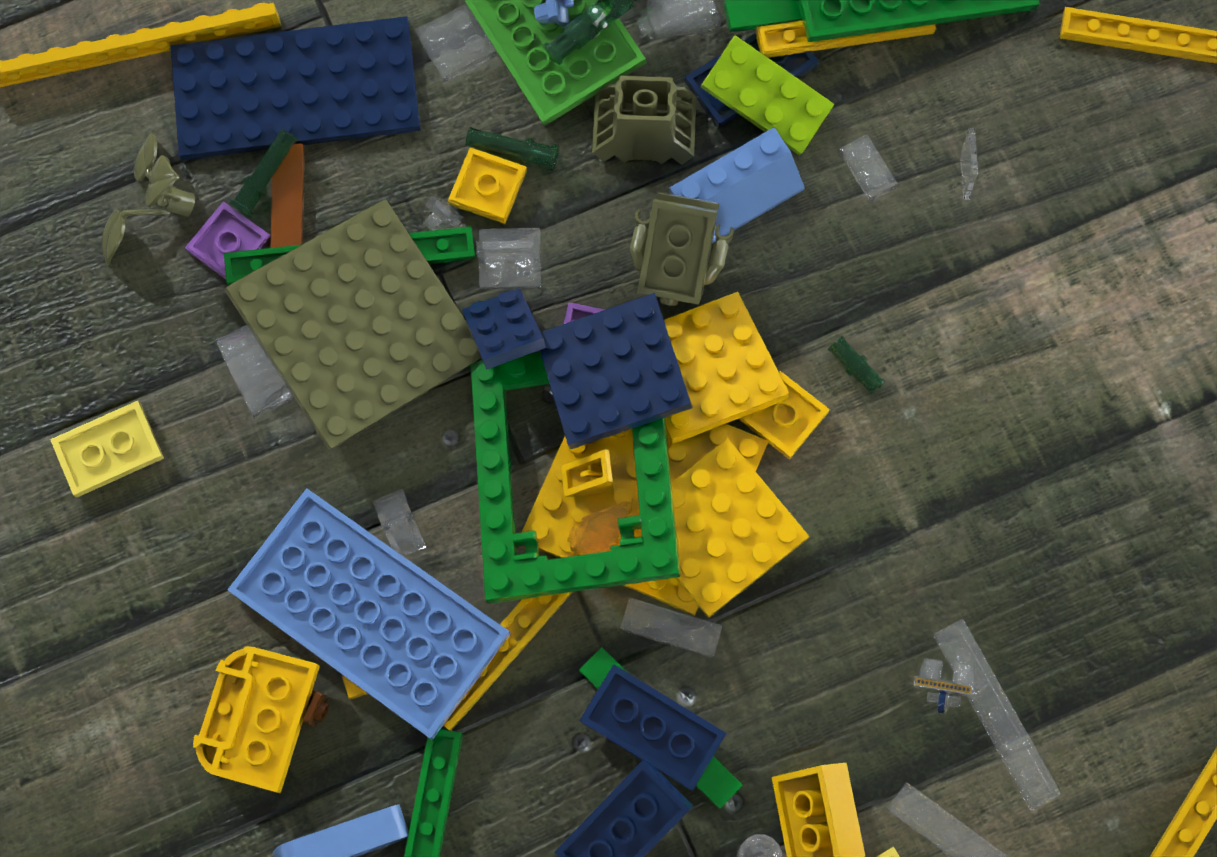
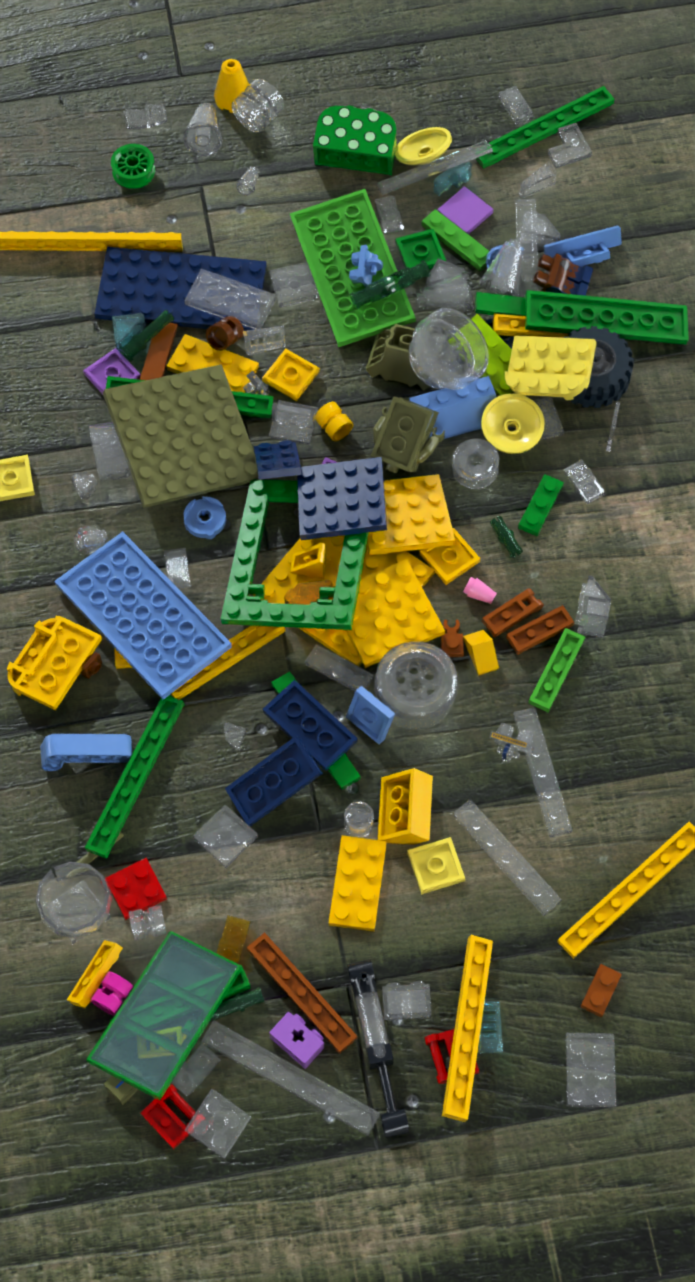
camera: 10 degrees right, 10 degrees down
(159, 190) = (77, 315): olive plant -> none
(231, 167) = (126, 326): none -> clear light blue slope
(232, 427) = (84, 484): none -> clear cone
(262, 511) = (90, 539): none -> clear head
(348, 188) = (197, 354): none -> yellow plate
(371, 90) = (230, 298): none -> clear plate
(376, 145) = (224, 333): none -> reddish brown wheel
(409, 422) = (209, 528): none -> medium blue plate
(424, 135) = (258, 333): none -> clear slope
(526, 150) = (323, 358): clear green pin -> none
(546, 763) = (234, 735): none -> clear tile
(572, 248) = (333, 421): none -> yellow wheel
(711, 107) = (448, 350): none -> clear wheel
(736, 692) = (370, 715): none -> medium blue plate
(791, 245) = (475, 451): none -> clear wheel
(821, 546) = (451, 642): none -> dark orange plate
(828, 616) = (416, 708): none -> clear wheel
(837, 175) = (515, 412): none -> light yellow dish
(839, 458) = (478, 590): none -> bright pink cone
(861, 95) = (550, 366): none -> light yellow plate
(865, 549) = (481, 651): none -> yellow slope
(893, 304) = (540, 505): none -> green plate
(894, 481) = (512, 612): none -> dark orange plate
(916, 77) = (610, 367): none -> black wheel
(940, 498) = (540, 629): none -> dark orange plate
(947, 255) = (584, 481): none -> clear slope
(979, 554) = (556, 670): none -> bright green plate
(1012, 452) = (592, 609): none -> clear slope

